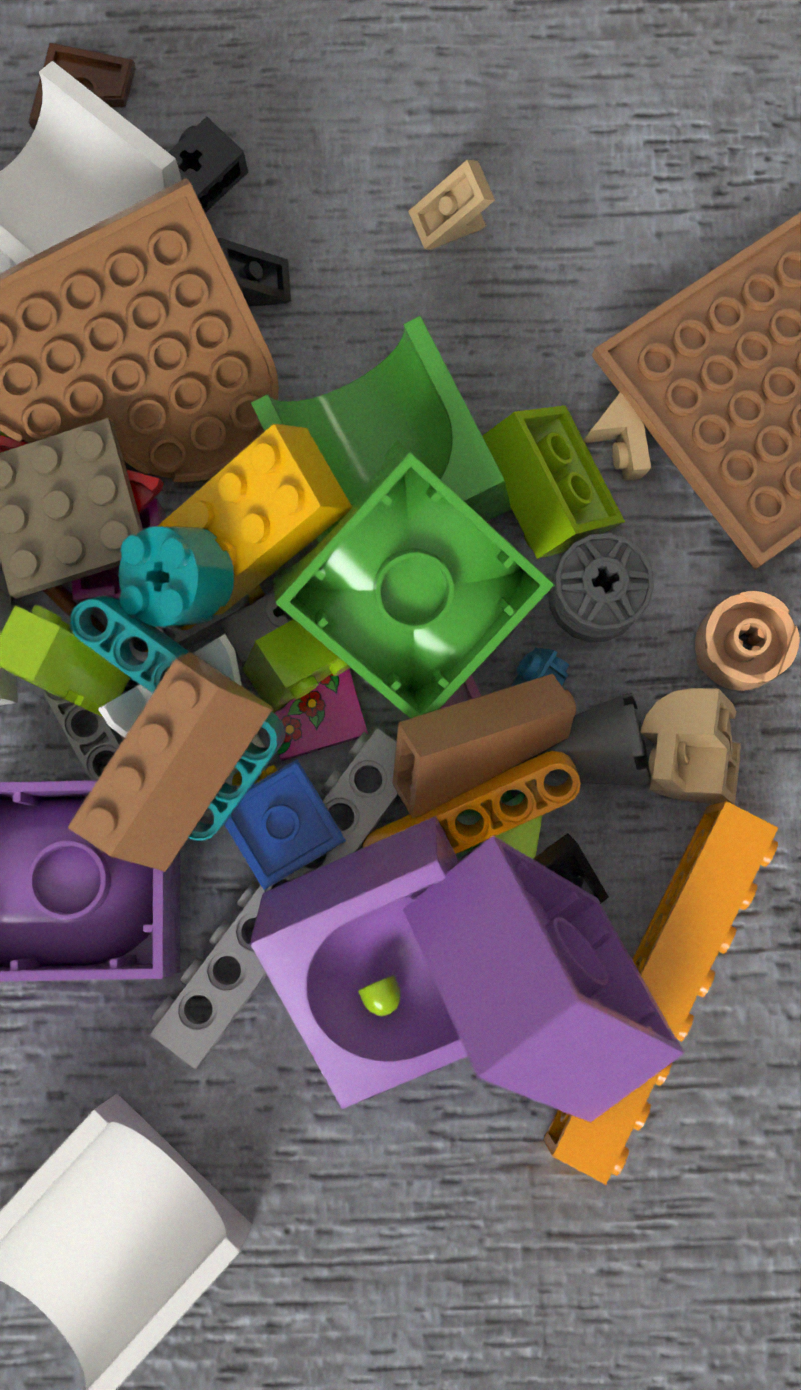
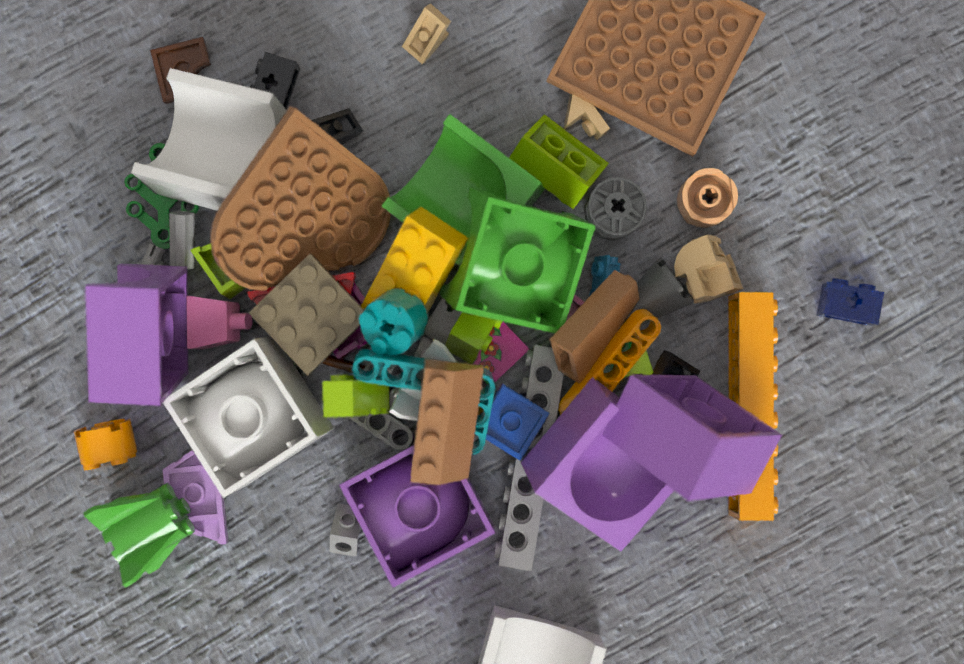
camera: 30 degrees left, 5 degrees up
(381, 996) = (611, 484): lime hinge -> none

